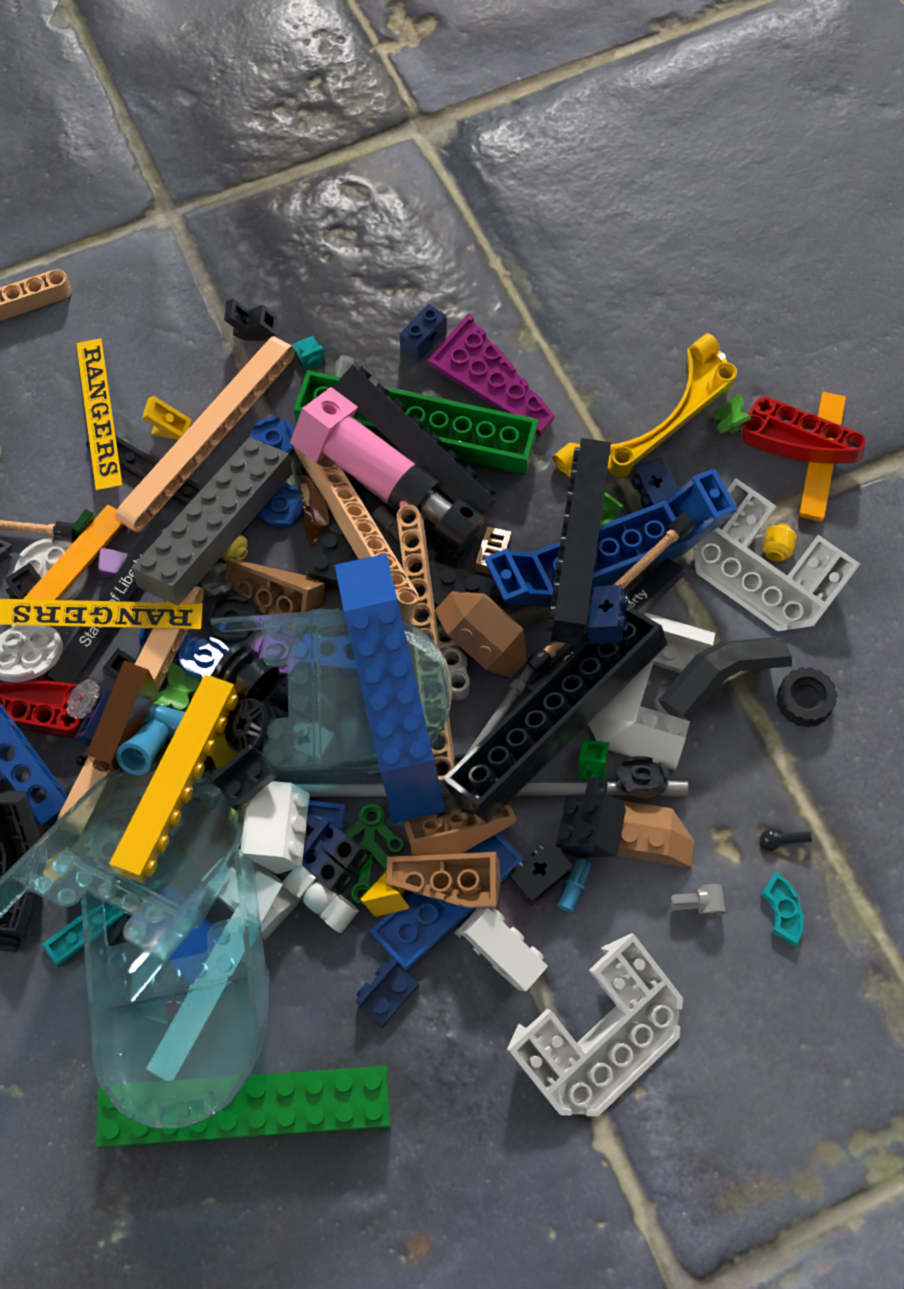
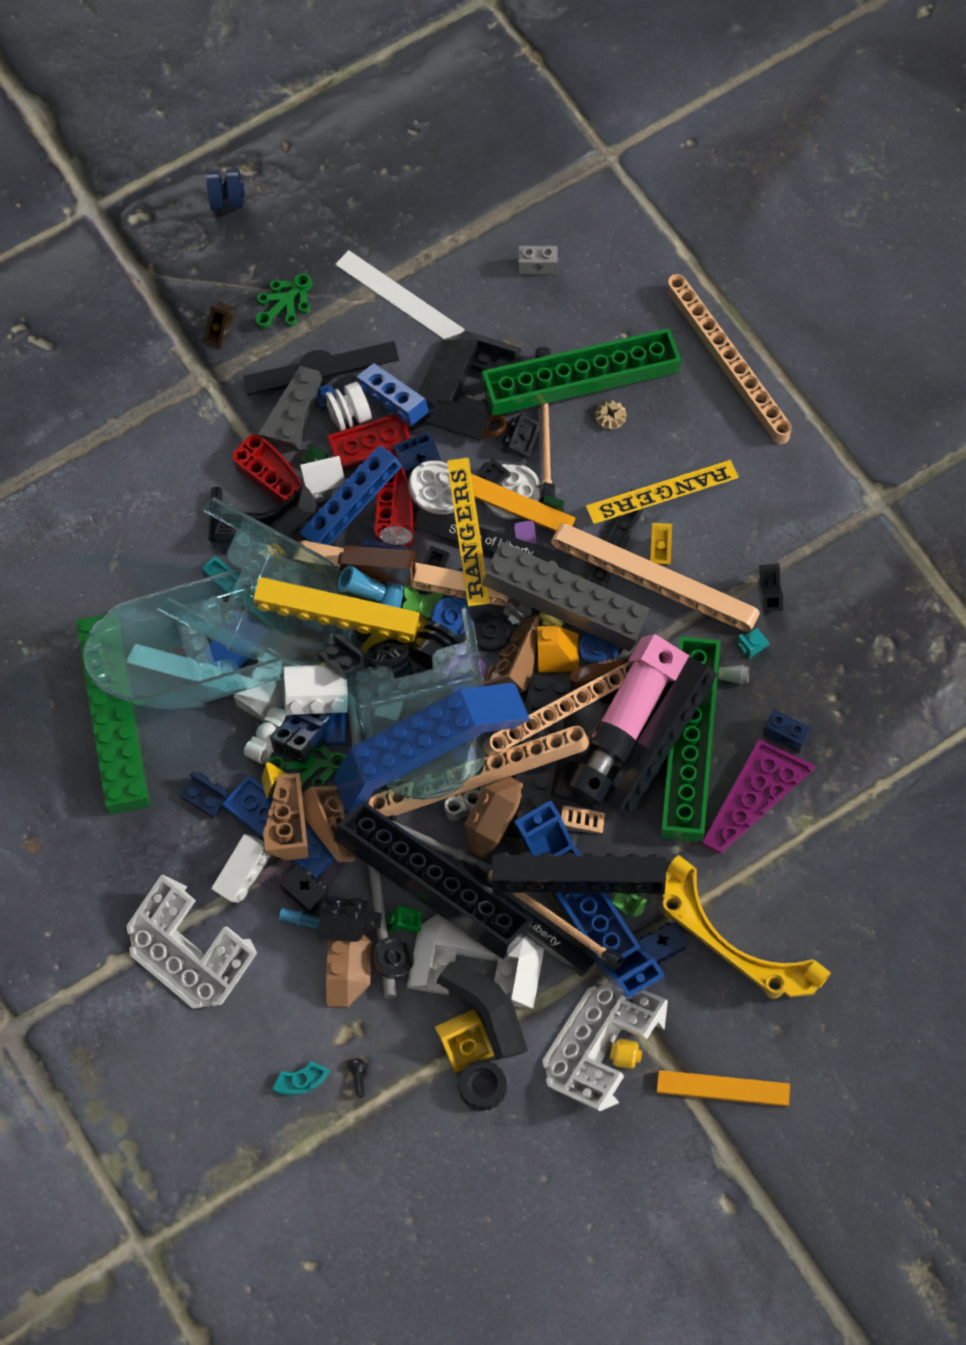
camera: 85 degrees right, 0 degrees up
(274, 433) = (663, 625): blue tile -> none
(275, 547) = (557, 650): none -> light orange slope
(607, 614) = (515, 902): dark blue brick -> none
(707, 900) = (299, 1016): light grey axle -> none
(731, 417) = (746, 1001): bright green animal -> none
(750, 709) = (464, 1040): none -> yellow slope
(795, 442) = (730, 1055): red beam -> none

